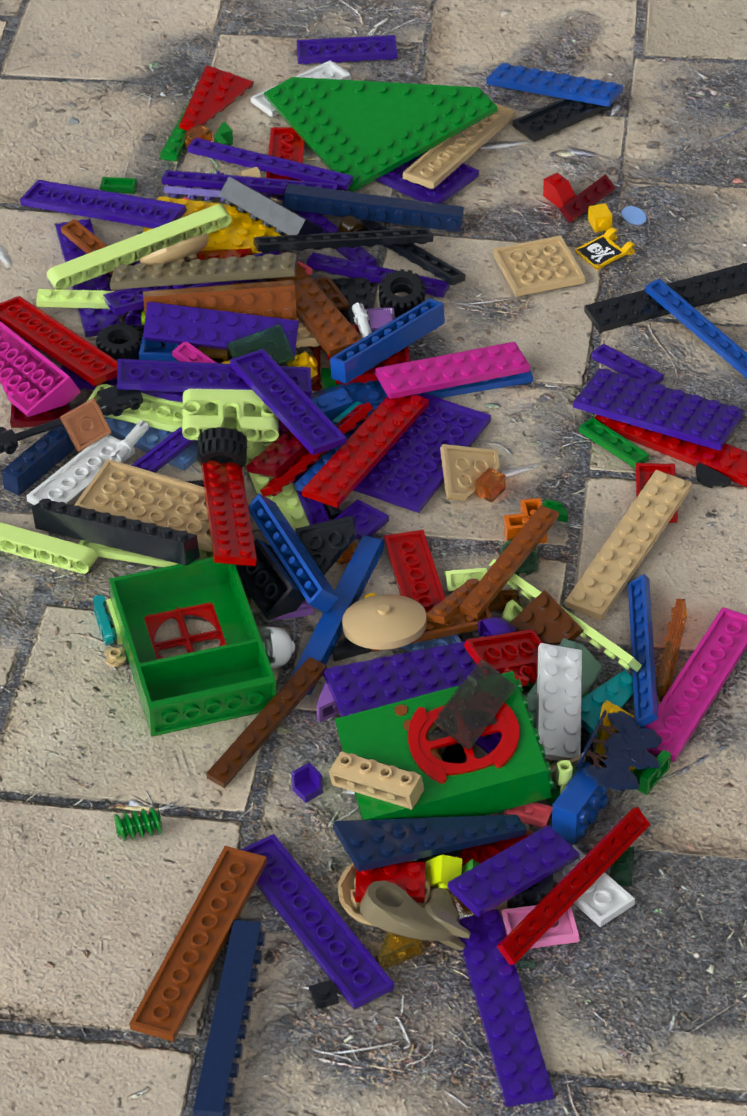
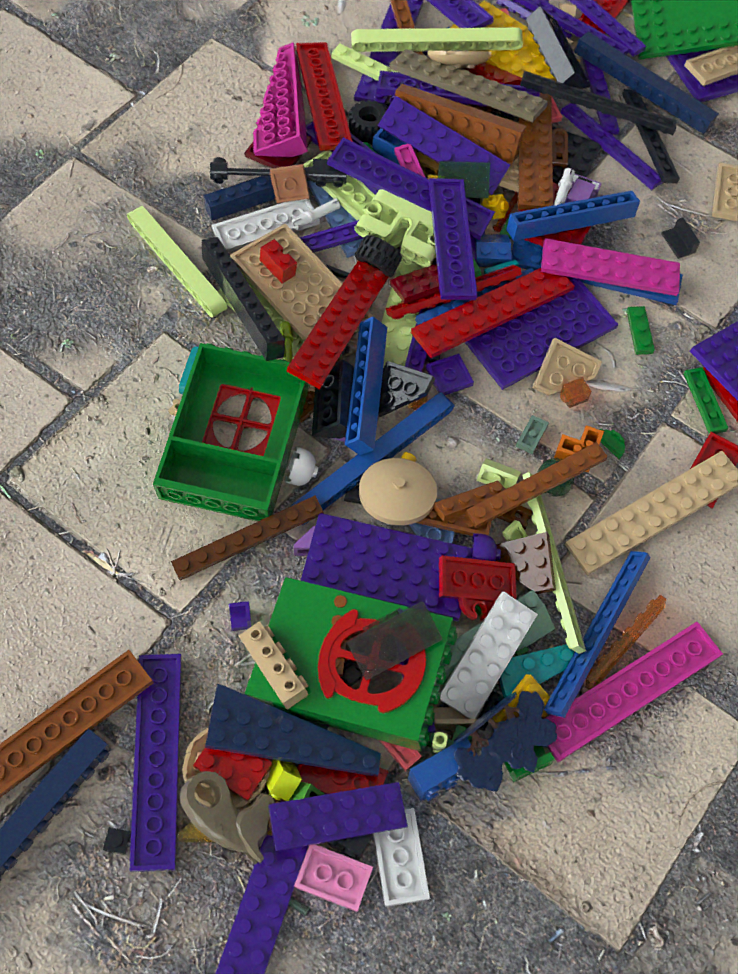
camera: 25 degrees right, 20 degrees up
(129, 489) = (279, 264): none -> red brick
(138, 823) = (86, 586): green piece -> none
(351, 224) = (616, 91): dark brown head -> none
(401, 282) = (620, 162): black tyre -> none
(414, 568) = (460, 449): red plate -> none
(474, 534) = (532, 434): none -> sand green plate
(501, 325) = (681, 239): none -> black panel
(514, 414) = (640, 330): none -> green plate
(573, 886) = (381, 858): red plate -> none
(622, 869) = (444, 850): clear green plate -> none

